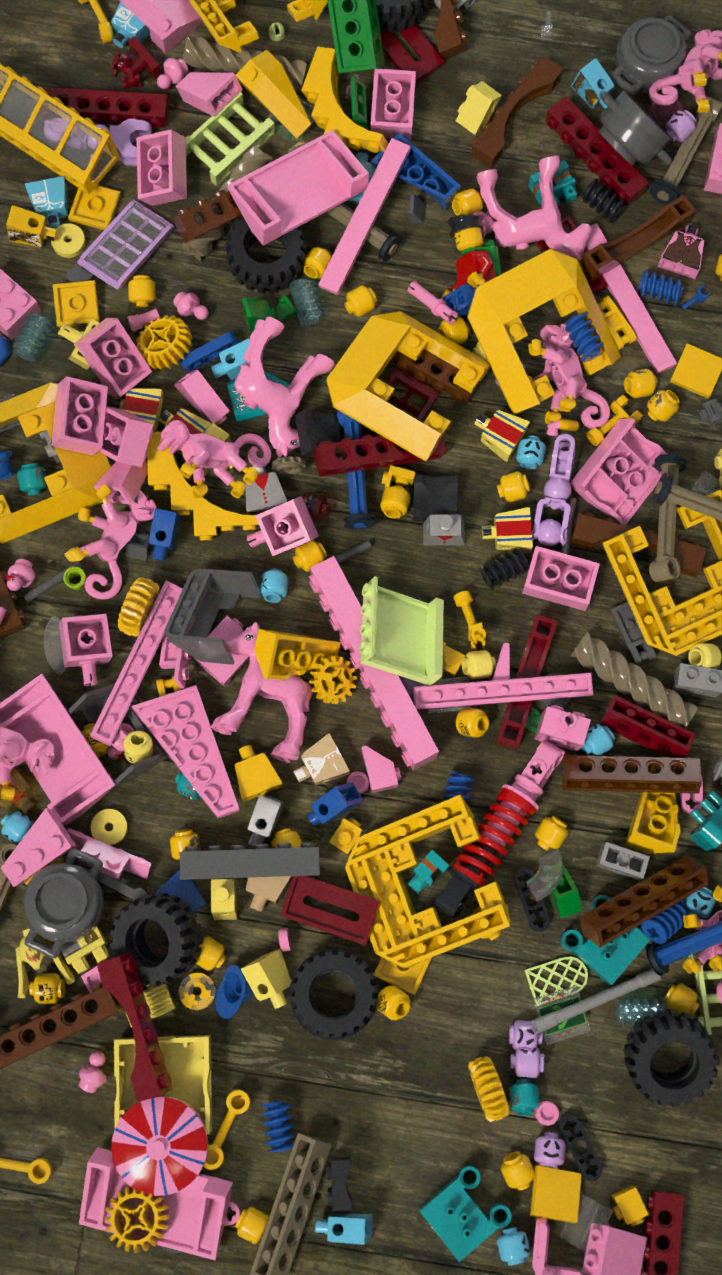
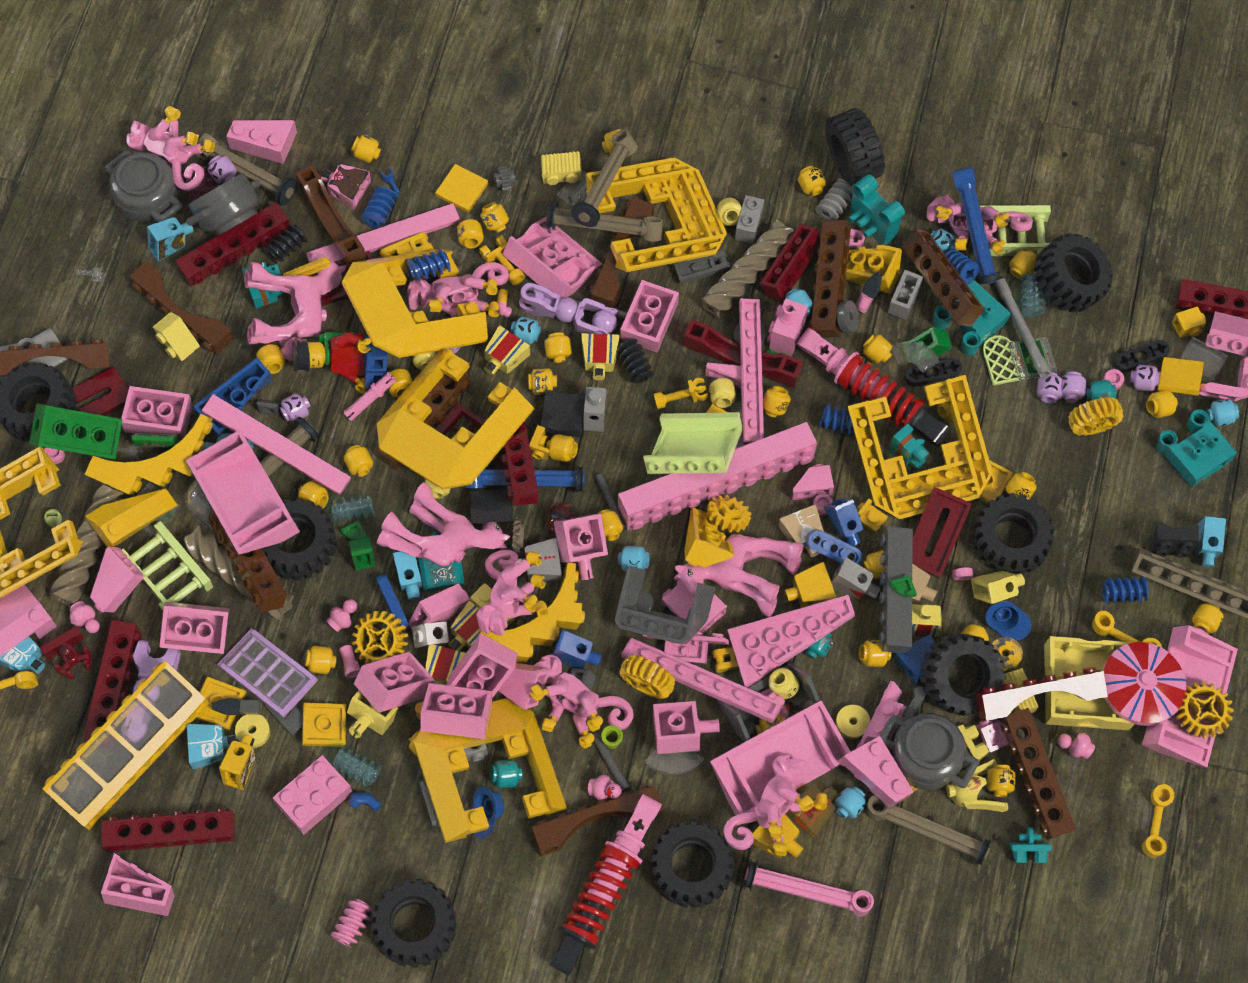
camera: 85 degrees left, 10 degrees down
(87, 219) = (235, 706): none -> piece
(171, 382) = (424, 634): none -> white bracket
(247, 866) = (903, 586): none -> green tile
(295, 801) = (824, 543): none -> plate
(415, 234) = (293, 407): none -> lavender head
(470, 473) = (541, 380): none -> yellow head
(569, 221) = (310, 268): none -> yellow axle
(586, 796) = (847, 316): none -> dark grey piece
(619, 819) = (870, 291): none -> black piece

